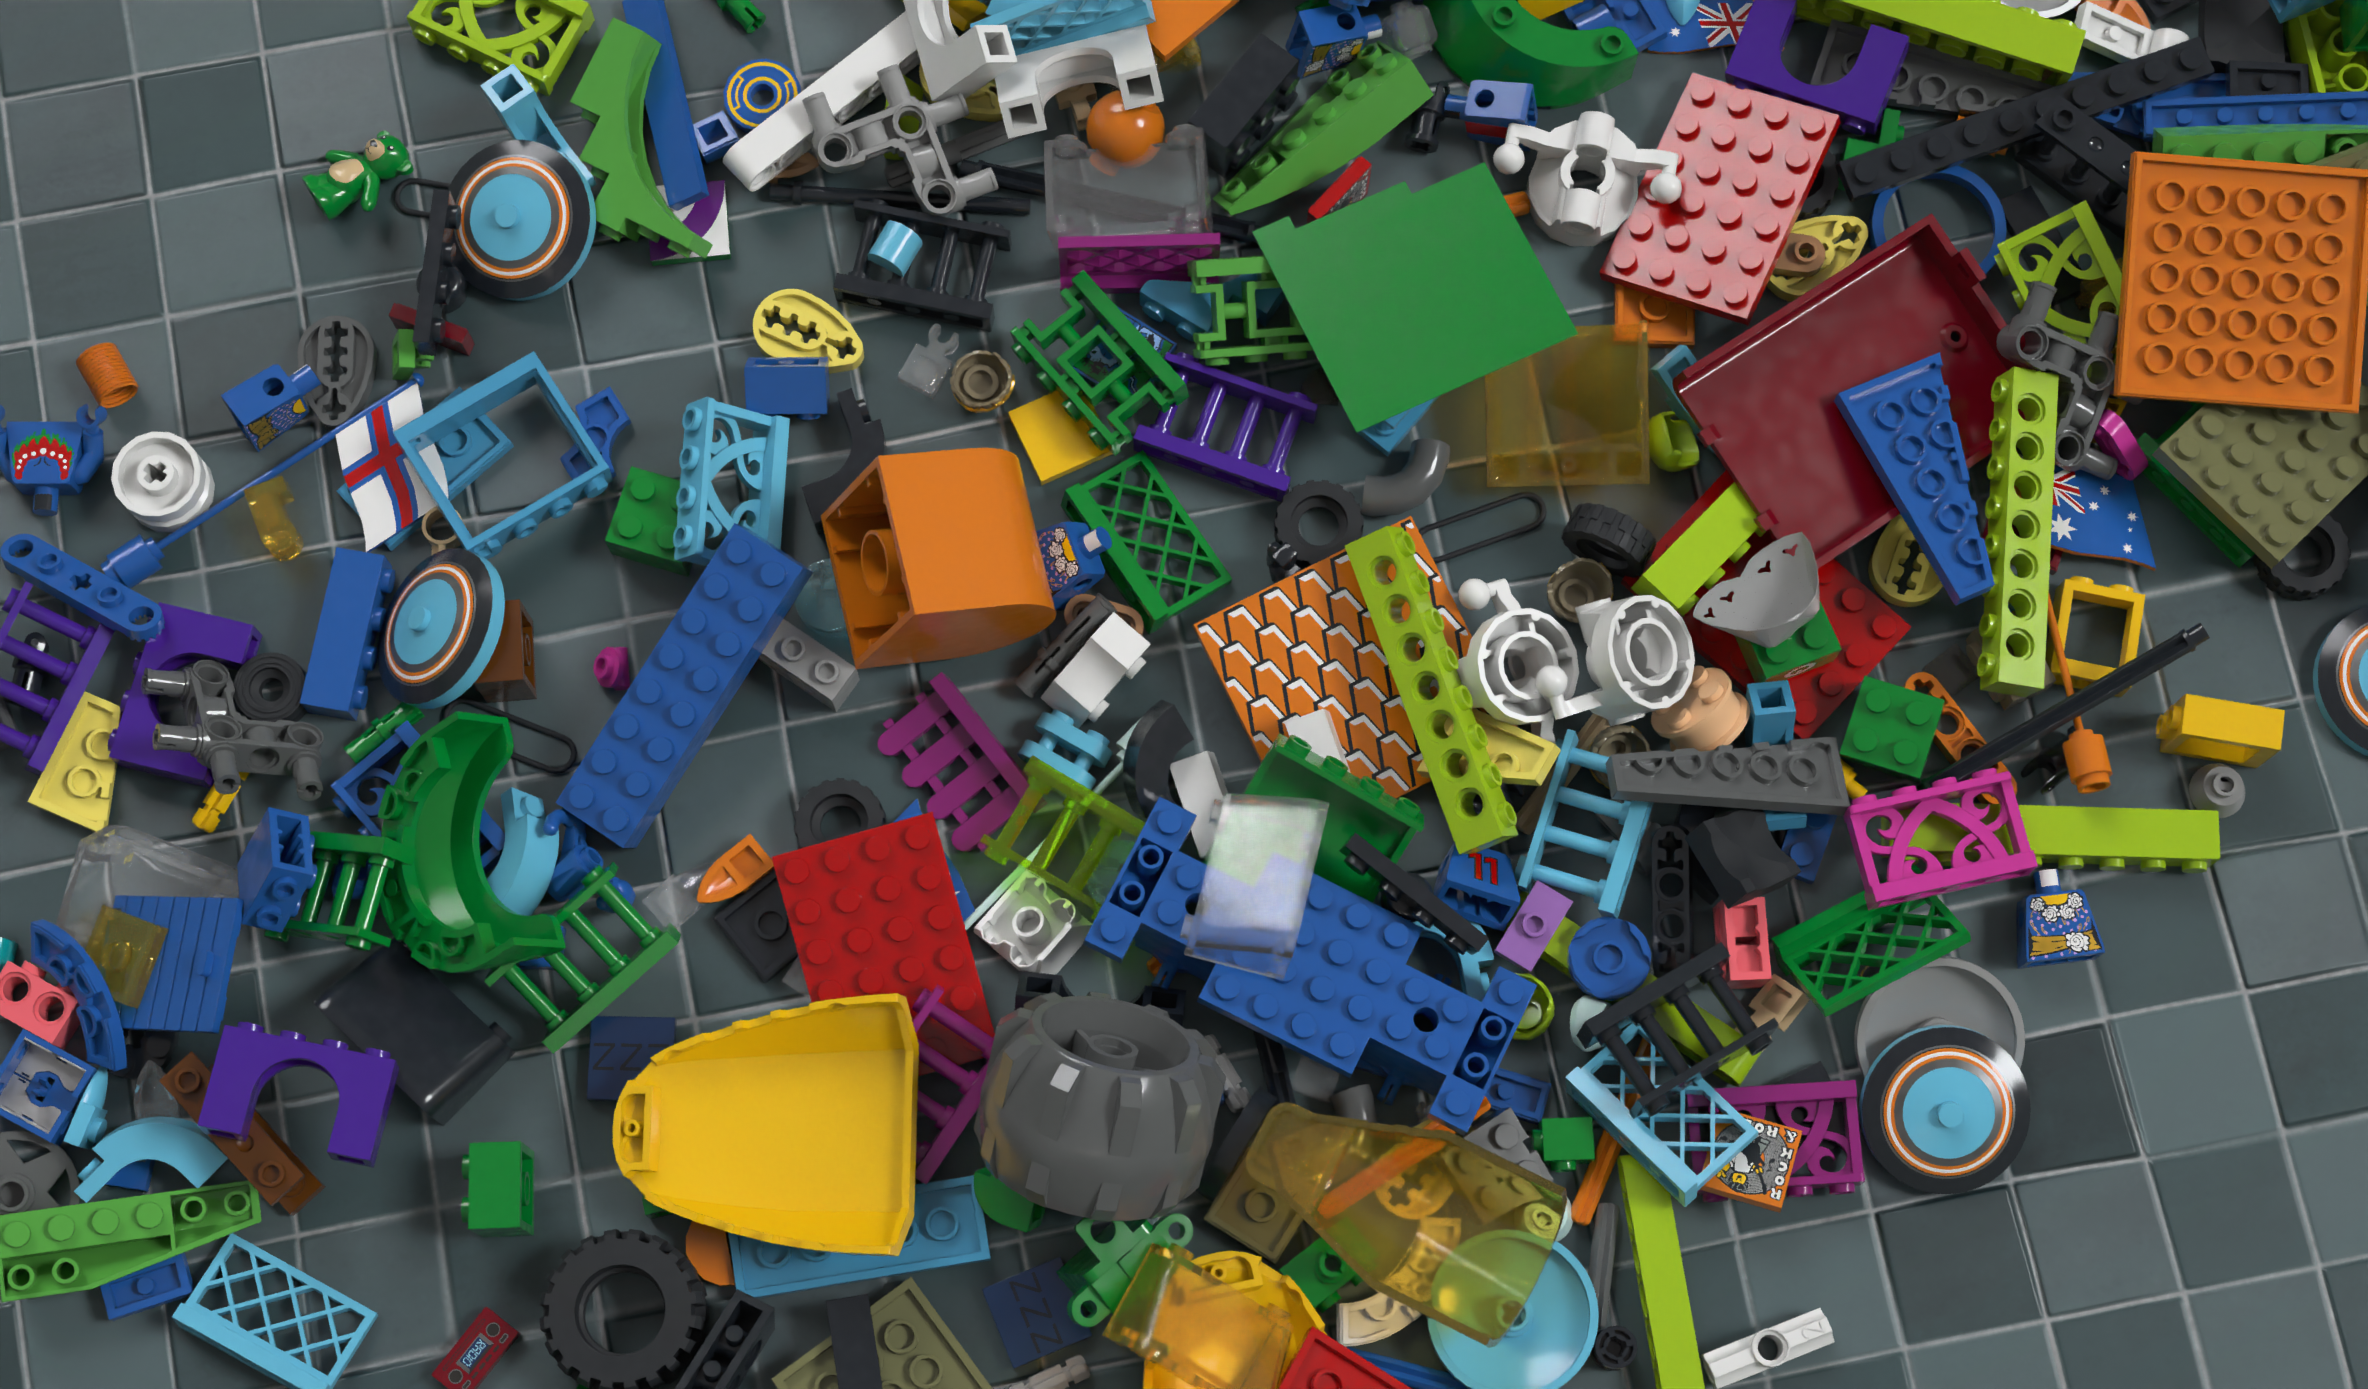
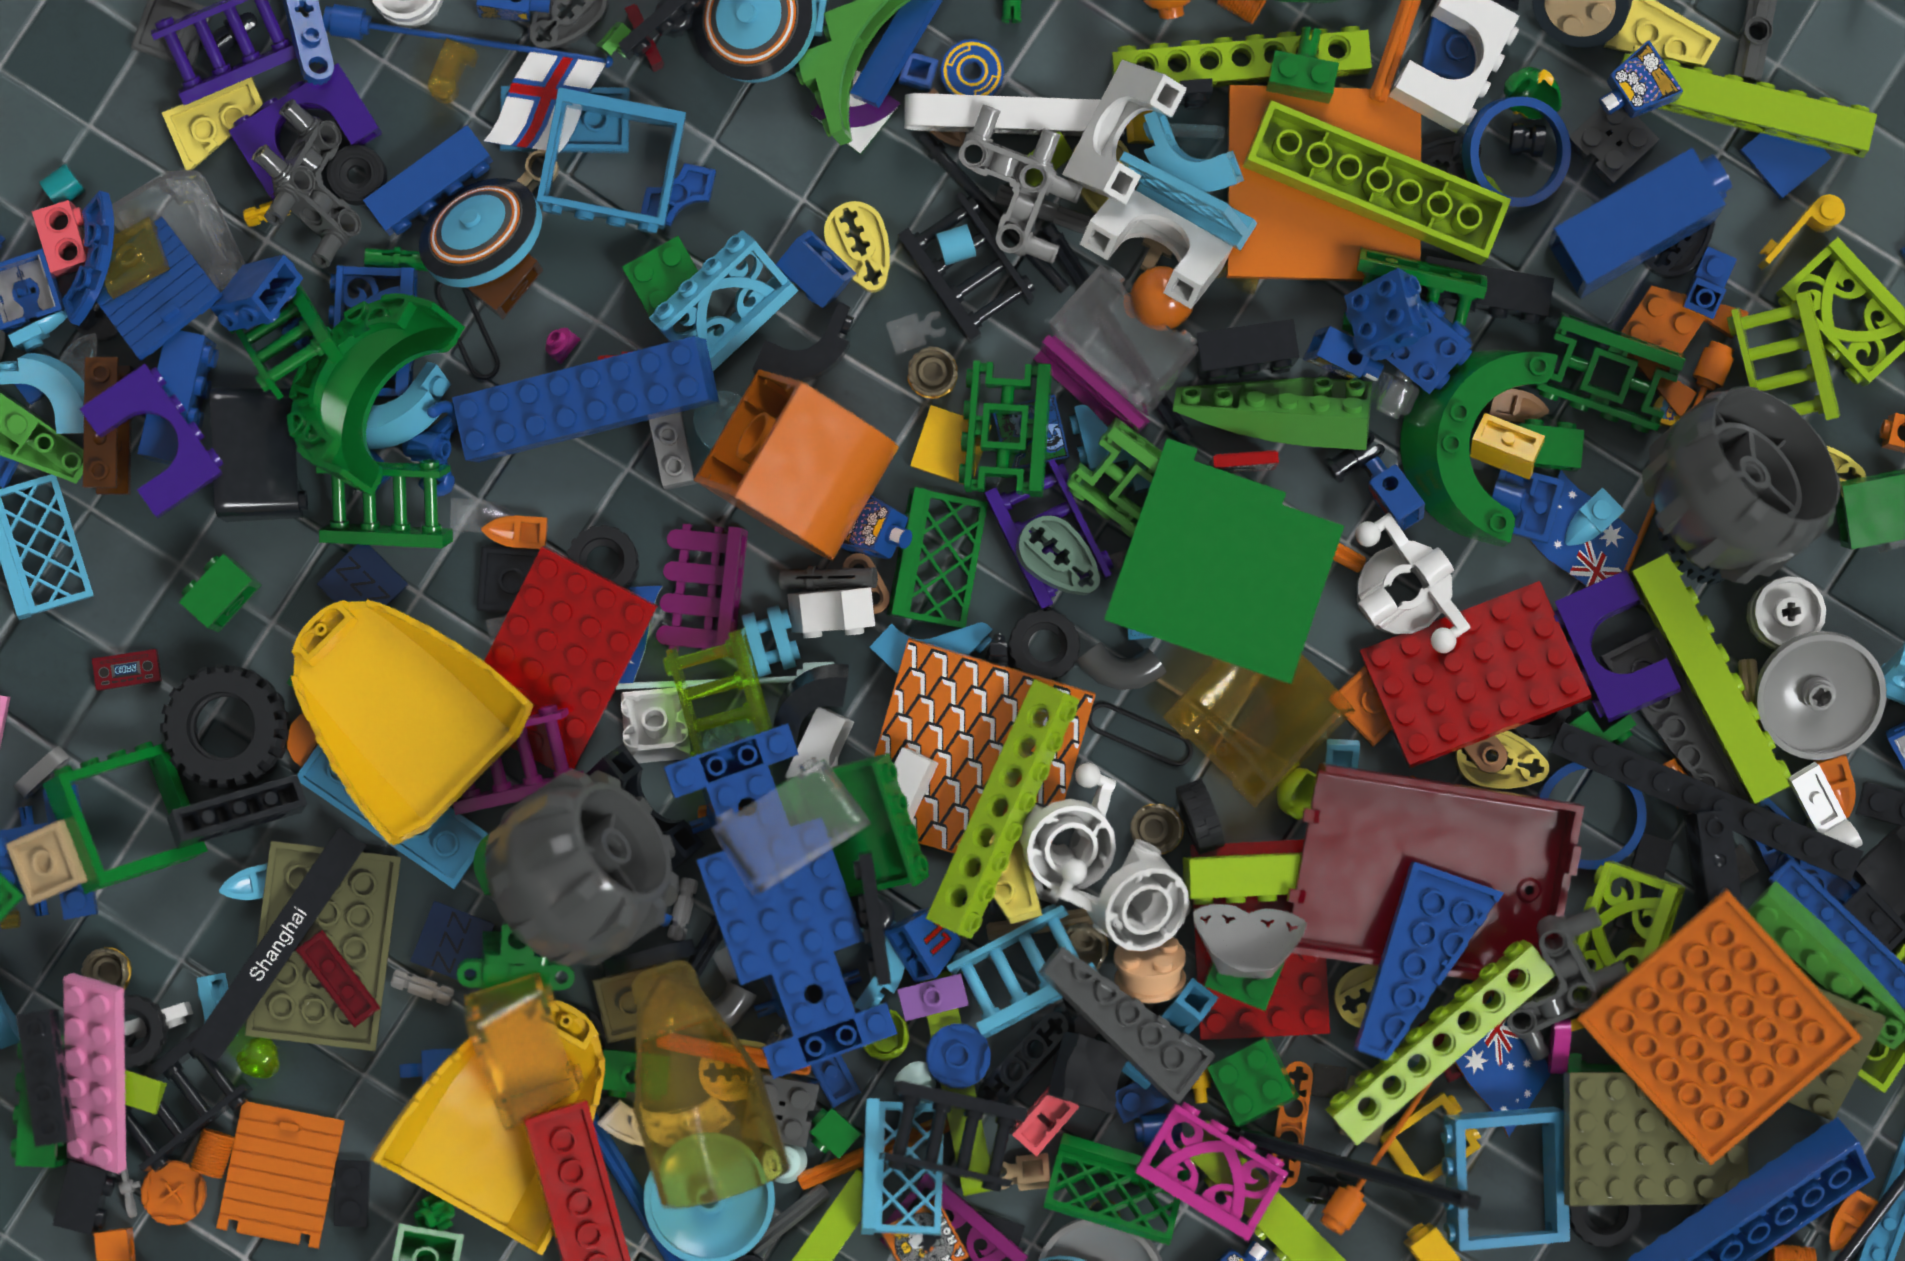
camera: 45 degrees right, 10 degrees up
(265, 997) = (185, 368): none -> blue piece
(1182, 650) = (892, 643): none -> dark azure arch
(1252, 452) = (1065, 539): none -> sand green piece
(1840, 861) = (1148, 1127): none -> blue brick
(2230, 560) = (1454, 1169): none -> dark azure window

